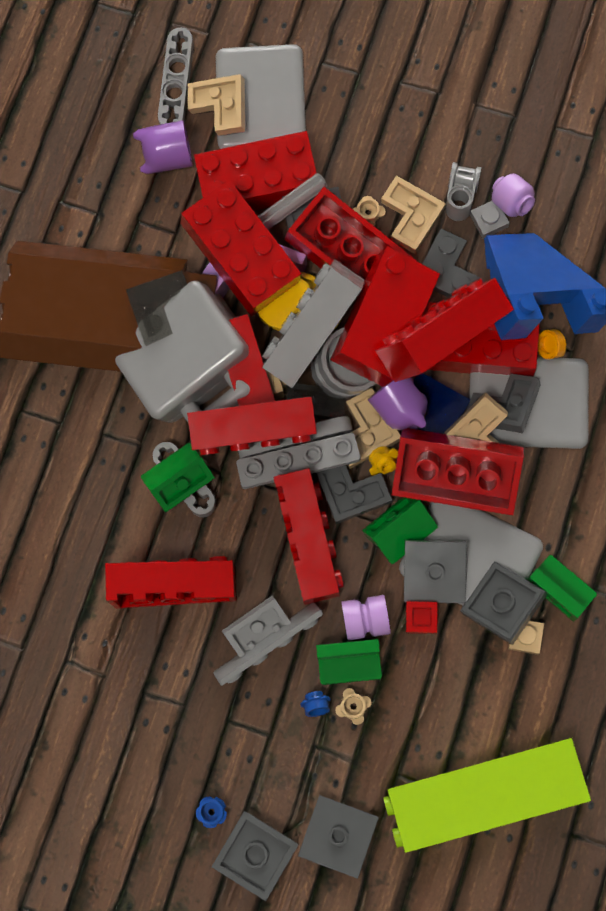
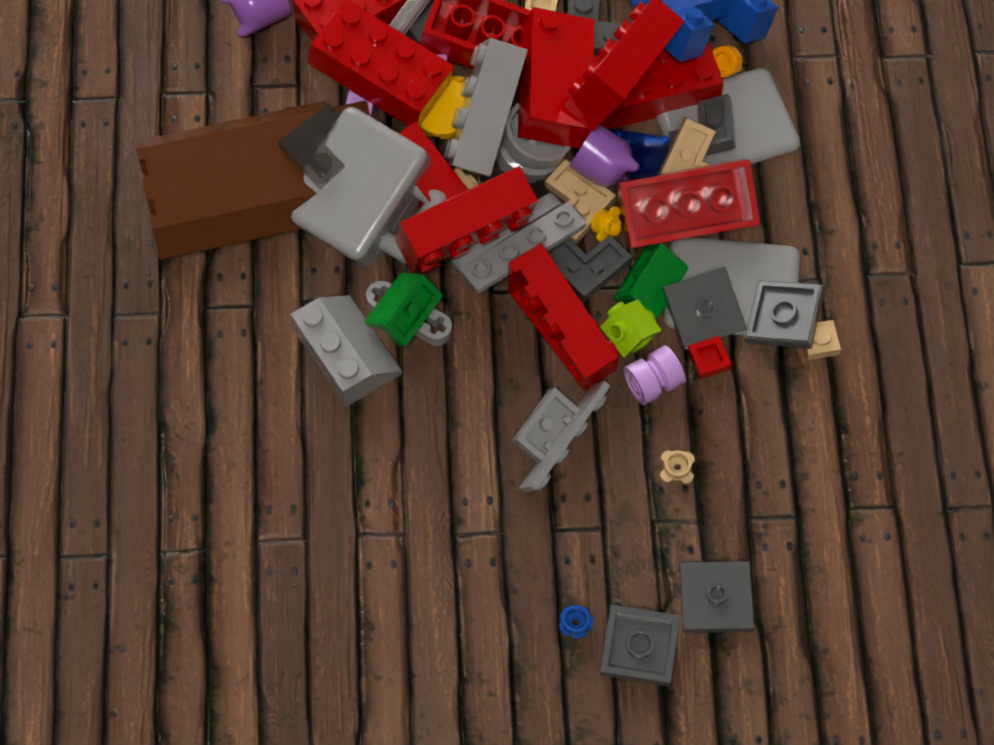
camera: 30 degrees left, 10 degrees down
(115, 492) = (344, 347): none -> light grey slope
(170, 582) = (439, 412): red wedge -> none
(316, 704) = (638, 478): blue plate -> none
(349, 662) = (653, 424): green panel -> none
(362, 566) = (630, 327): none -> lime brick
(486, 795) = (847, 499): lime brick -> none
(562, 587) = (841, 284): green panel -> none

